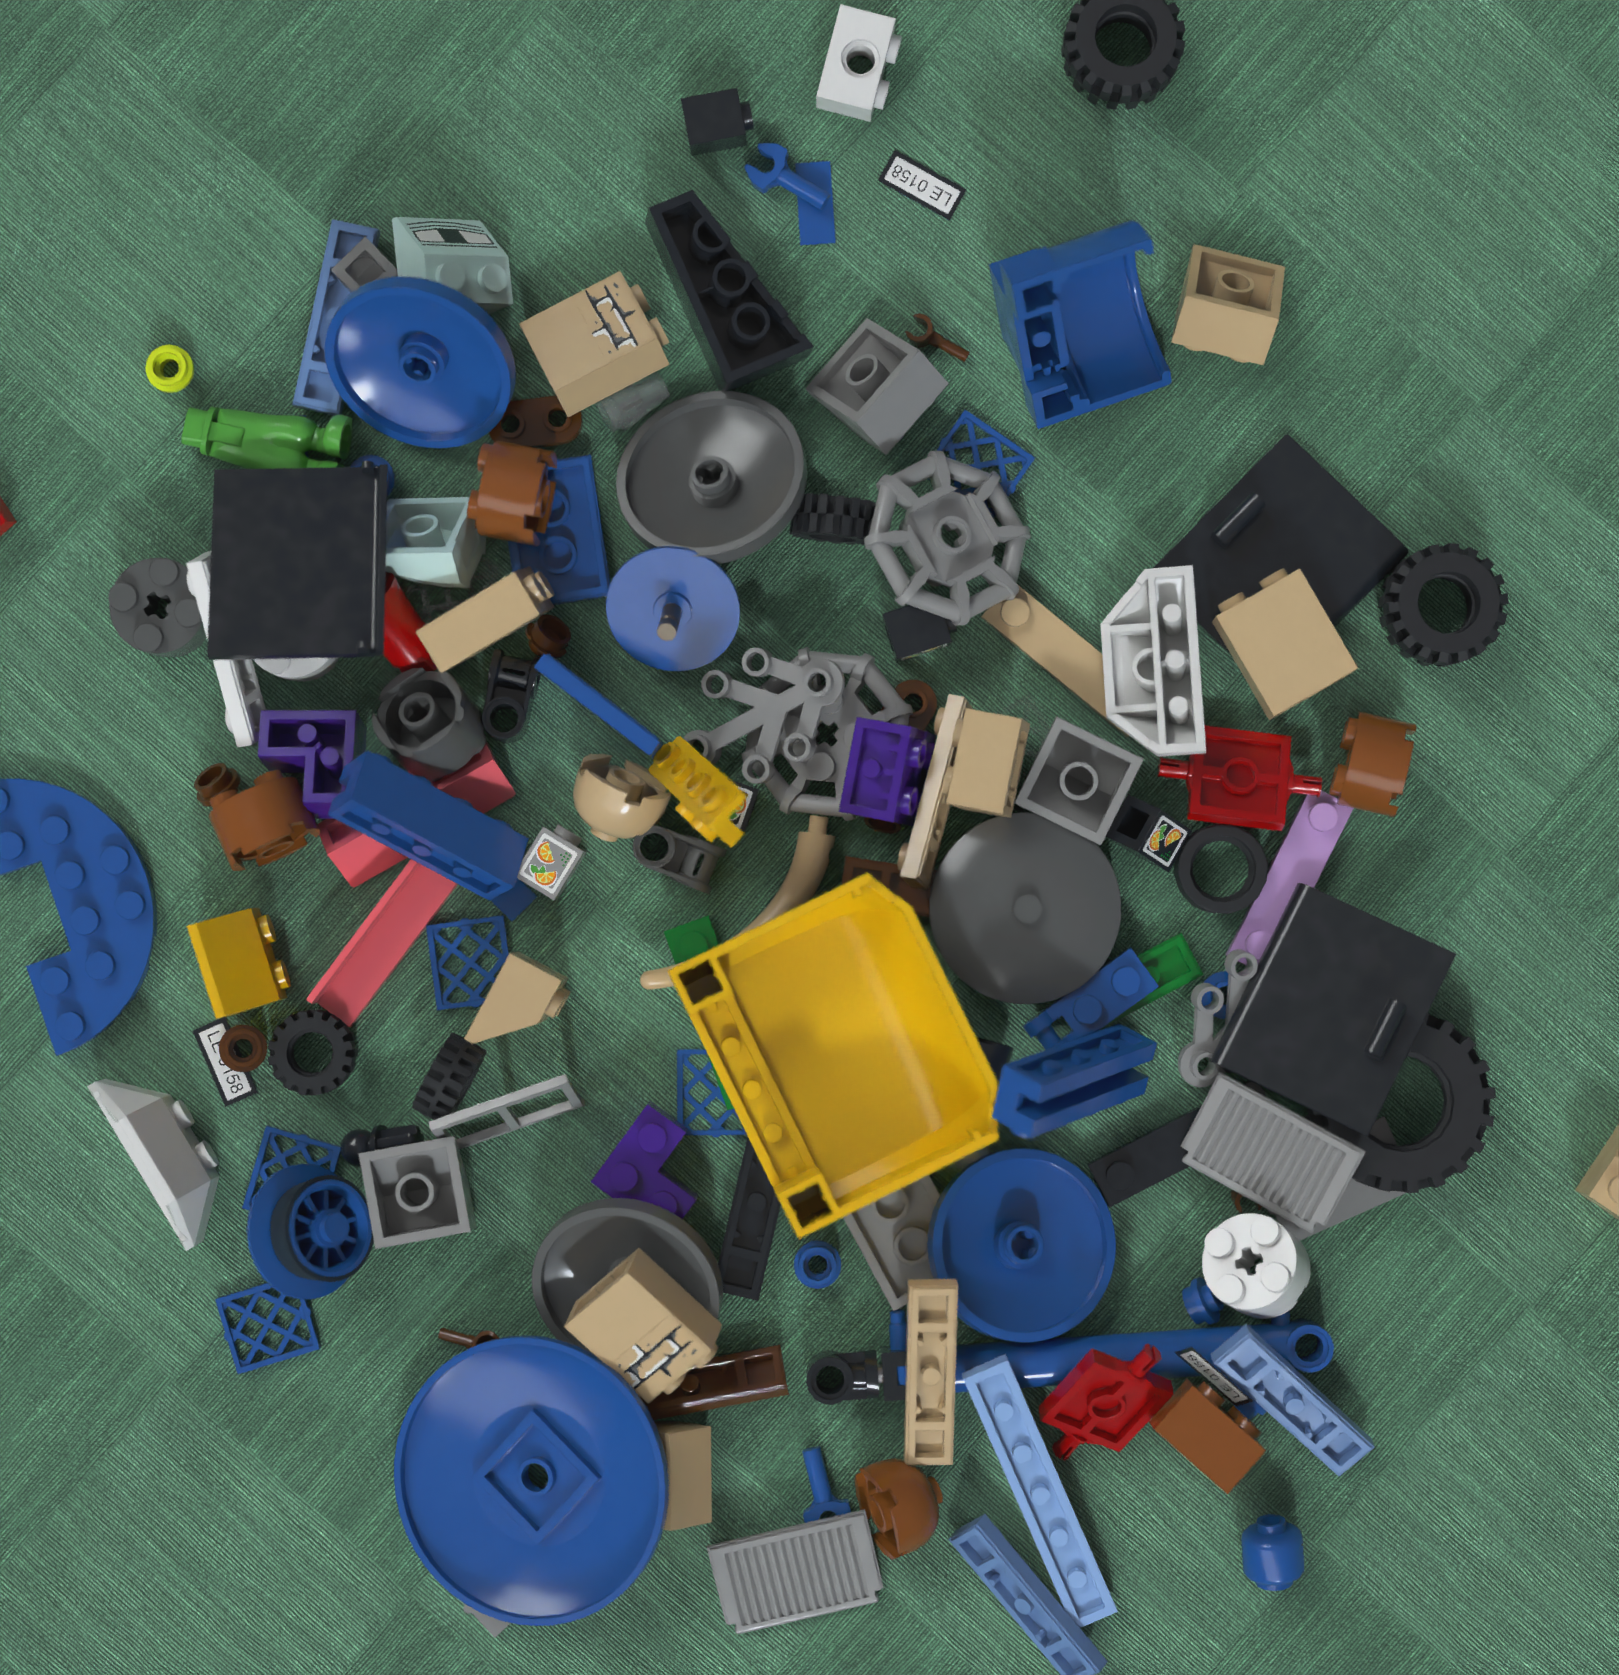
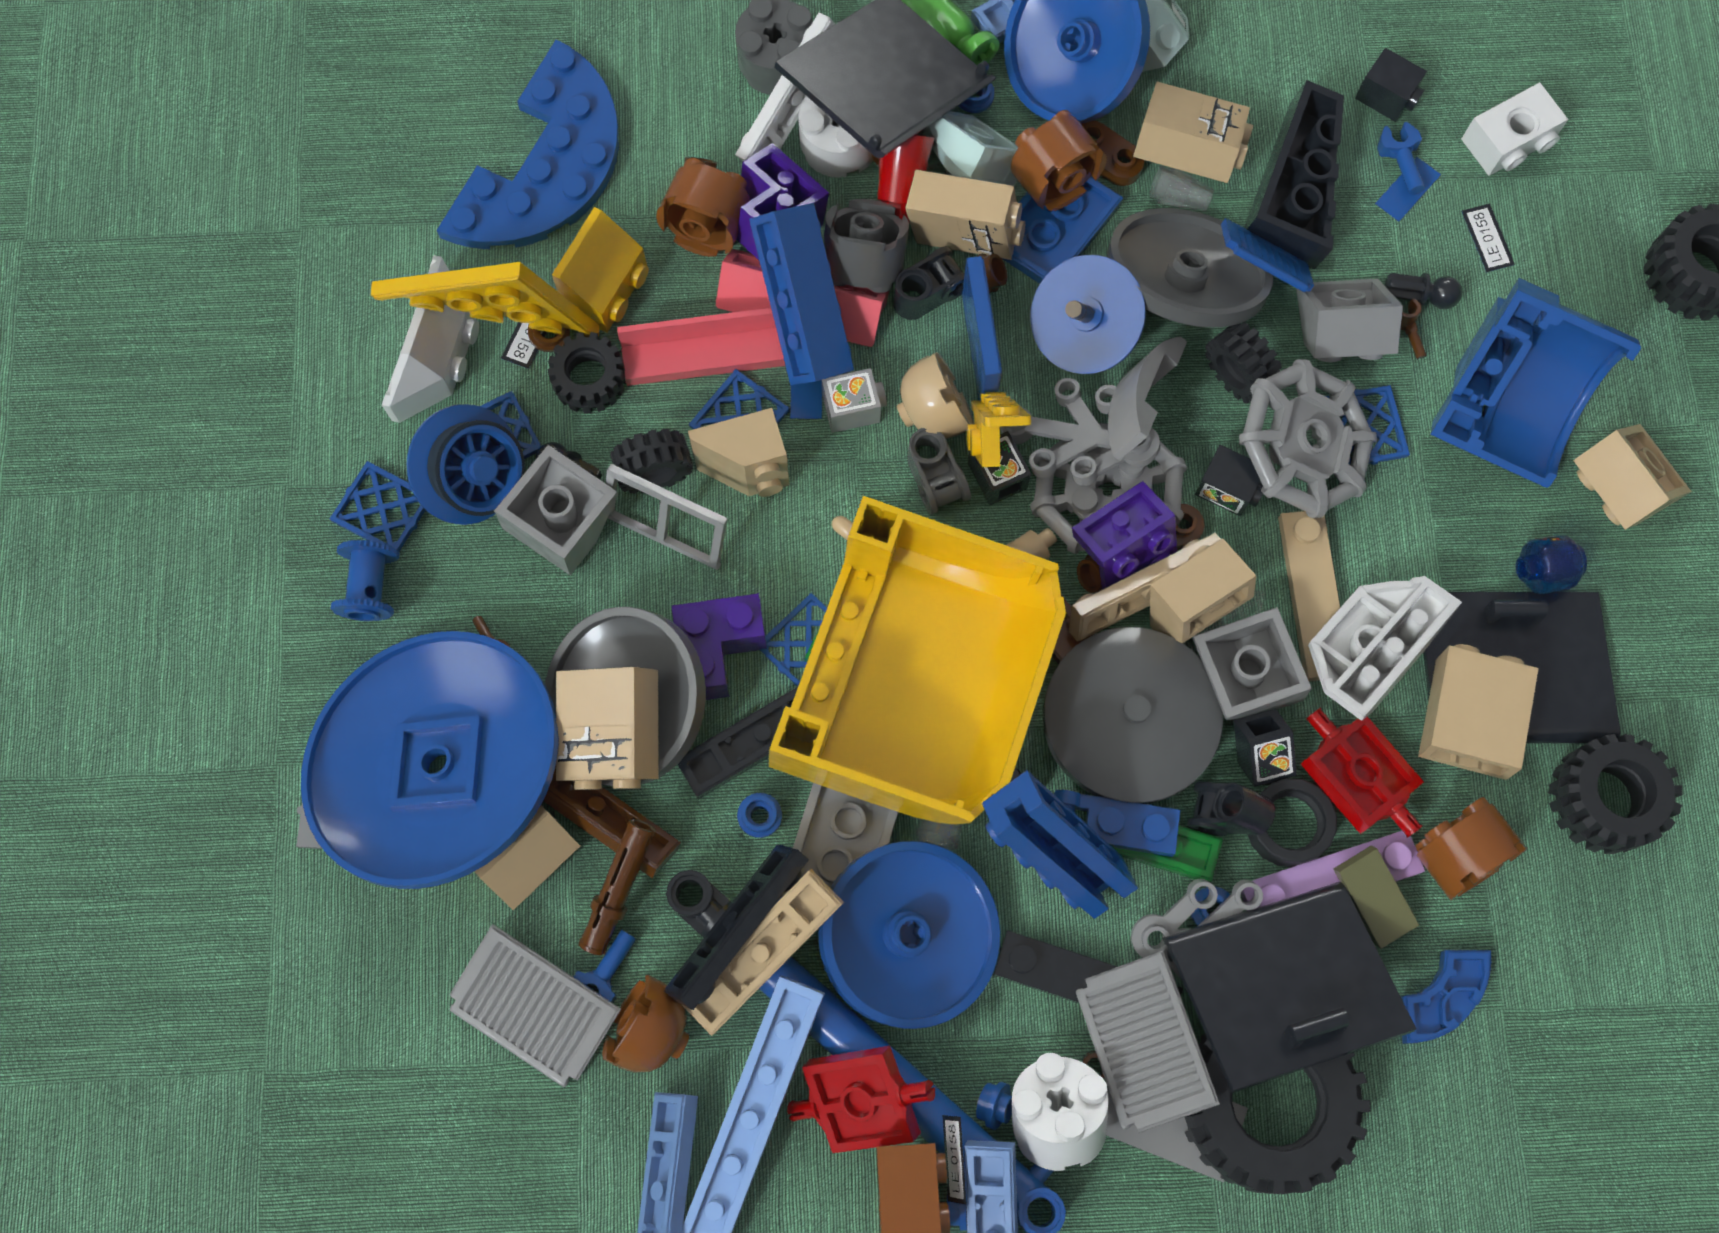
camera: 45 degrees right, 15 degrees down
(189, 1095) = (490, 295): none -> yellow tile
(327, 1397) = (365, 580): none -> blue hose
(765, 403) = (1267, 256): none -> blue window
(778, 1445) = (610, 903): none -> reddish brown pin
(797, 678) = (1129, 414): none -> light grey slope
(893, 1373) = (698, 974): none -> black plate
(932, 282) = (1443, 292): none -> black axle
(1168, 909) = (1230, 810): none -> black piece
(1231, 452) = (1551, 564): none -> clear blue head
(1336, 866) = (1376, 896): none -> olive tile
(1456, 887) = (1450, 995): none -> blue tile

